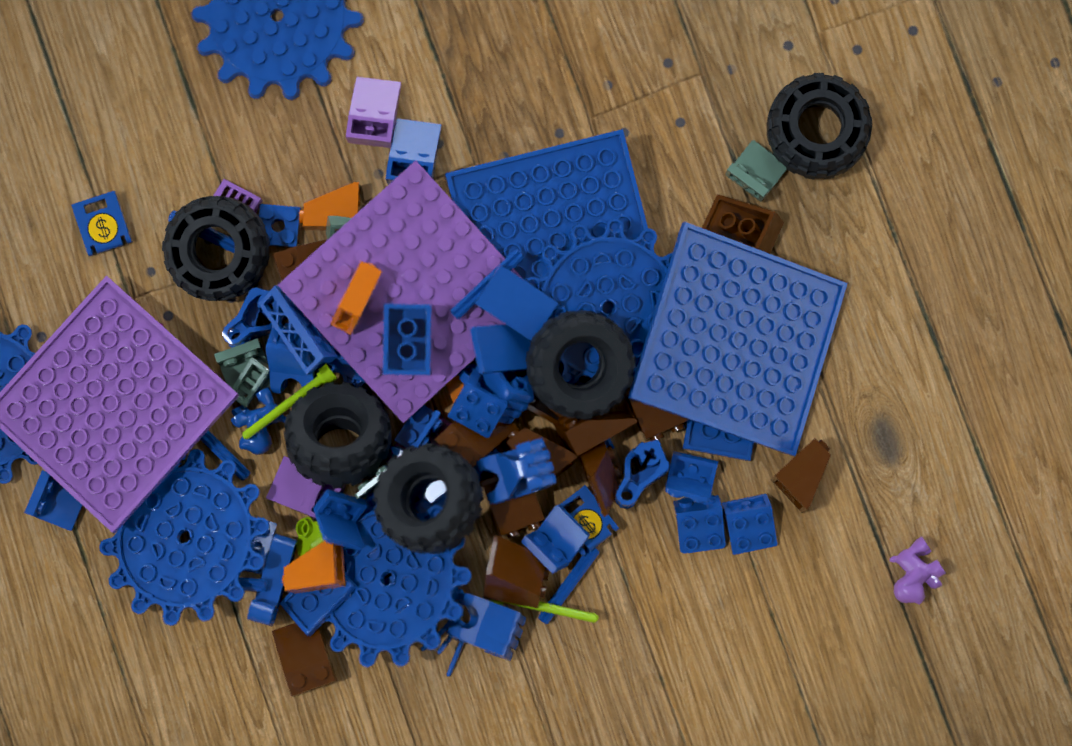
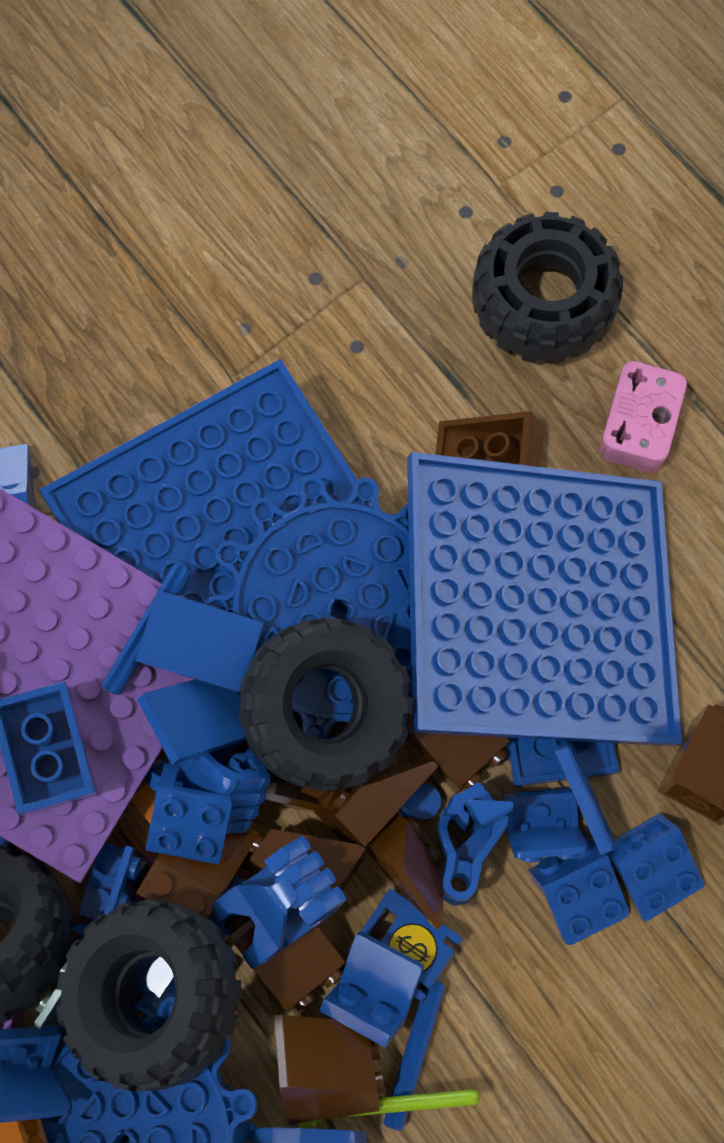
camera: 20 degrees left, 10 degrees down
(623, 440) = (424, 802): none -> blue tile
(656, 459) = (488, 812): none -> blue slope
(721, 468) = (585, 796): none -> blue tile
(756, 170) = (481, 375): sand green bracket -> none
(865, 224) = (635, 413): none -> bright pink axle

